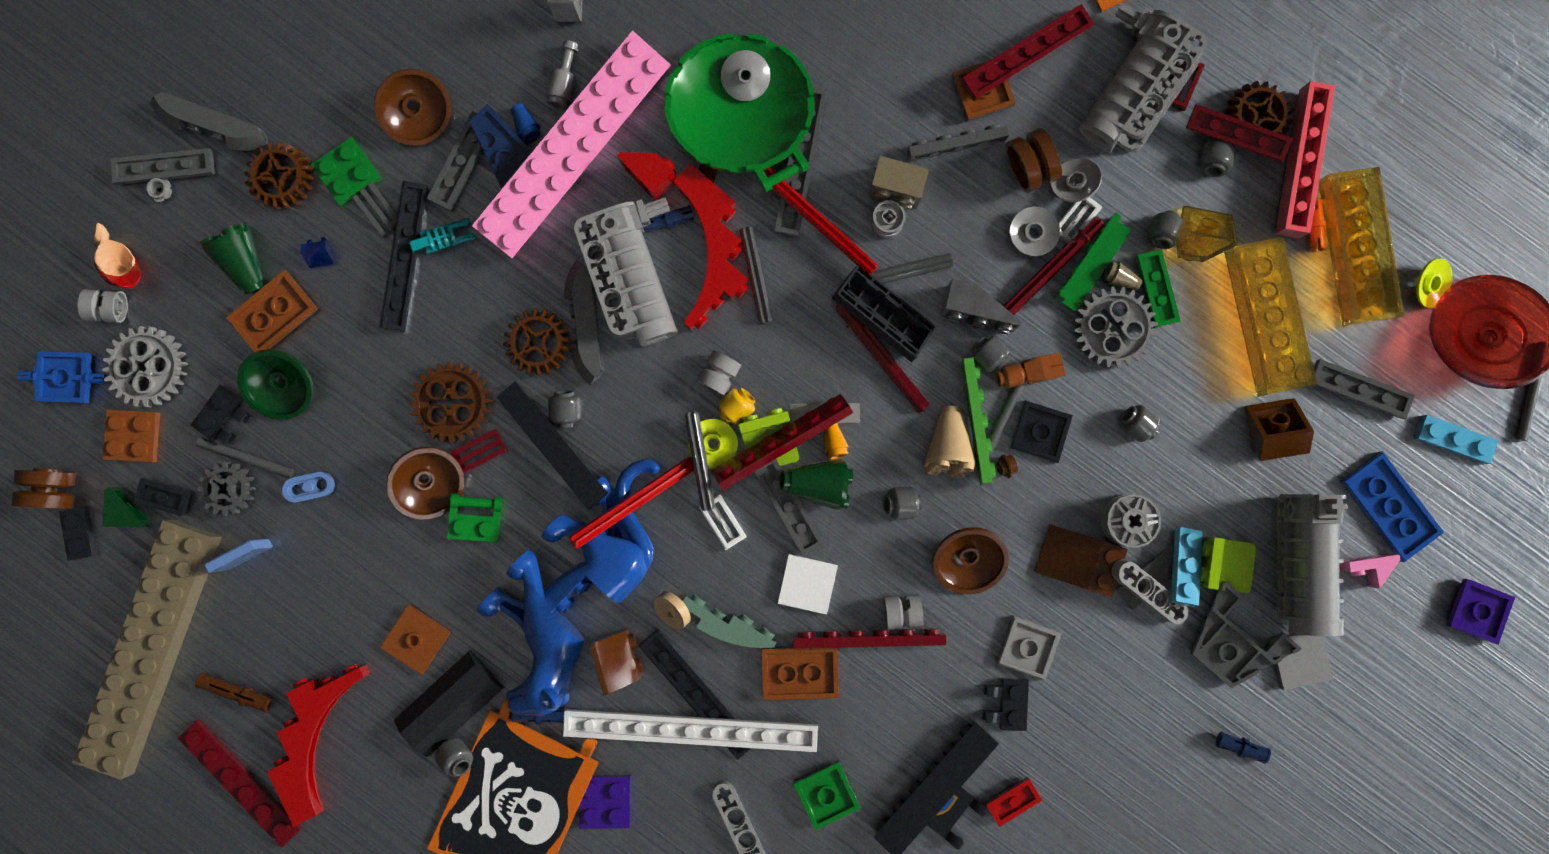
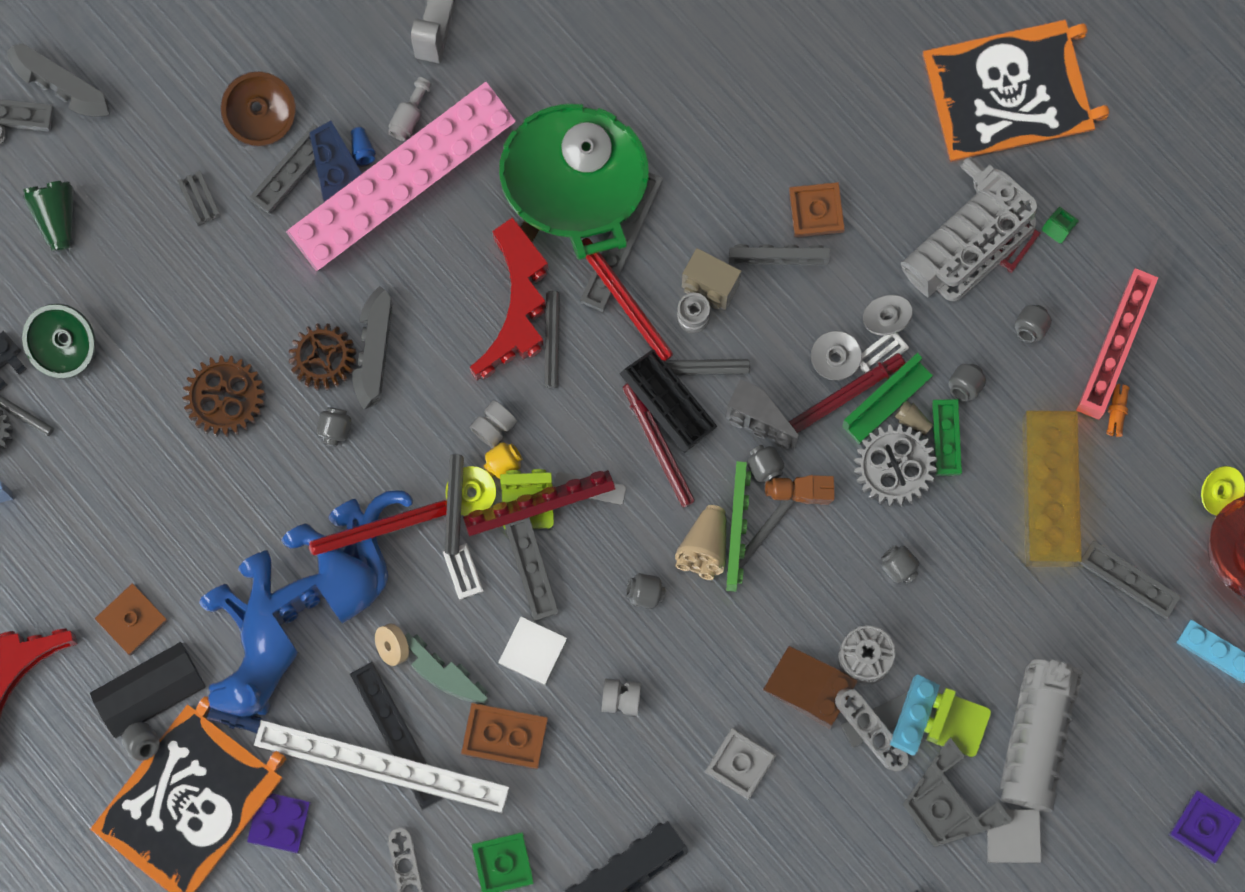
camera: 10 degrees right, 10 degrees down
(272, 157) = (131, 147): reddish brown gear -> none
(272, 312) = (72, 272): dark orange plate -> none
(309, 487) = (65, 447): medium blue plate -> none
(317, 253) = (130, 226): clear blue tile -> none
(346, 171) = (177, 155): green plate -> none
(402, 259) = (212, 247): black tile -> none
(425, 497) = (192, 478): reddish brown dish -> none
(441, 237) = (254, 237): teal hinge -> none
(474, 526) = (216, 521): green plate -> none
(494, 433) = (235, 441): dark red tile -> none
(552, 445) = (313, 457): black tile -> none
(616, 660) = (325, 678): reddish brown slope -> none
(629, 270) = (430, 306): light grey piece -> none
(650, 172) = (471, 218): red slope -> none
(670, 218) = (479, 267): dark blue pin -> none
(819, 483) = (566, 550): dark green cone -> none
(835, 443) = (592, 517): light orange cone -> none
(880, 638) = (590, 719): dark red plate -> none
(974, 570) = (695, 674): reddish brown dish -> none
(1007, 466) = (757, 577): reddish brown plate -> none
(1013, 704) = (711, 817): black plate -> none
(1027, 52) = (866, 183): dark red plate -> none
(1034, 160) = (848, 286): reddish brown wheel -> none
(1041, 431) = (800, 552): black tile -> none
(1205, 234) = (1003, 394): clear yellow slope -> none
(1221, 53) = (1059, 225): none -> green slope
(1239, 133) = (1055, 303): dark red tile -> none
(1270, 98) = (1089, 298): reddish brown gear -> none
(1279, 429) = (1037, 601): reddish brown slope -> none
(1361, 247) = (1155, 440): clear yellow brick -> none
(1376, 567) = (1108, 756): bright pink slope -> none
(1391, 506) = (1137, 704): blue tile -> none

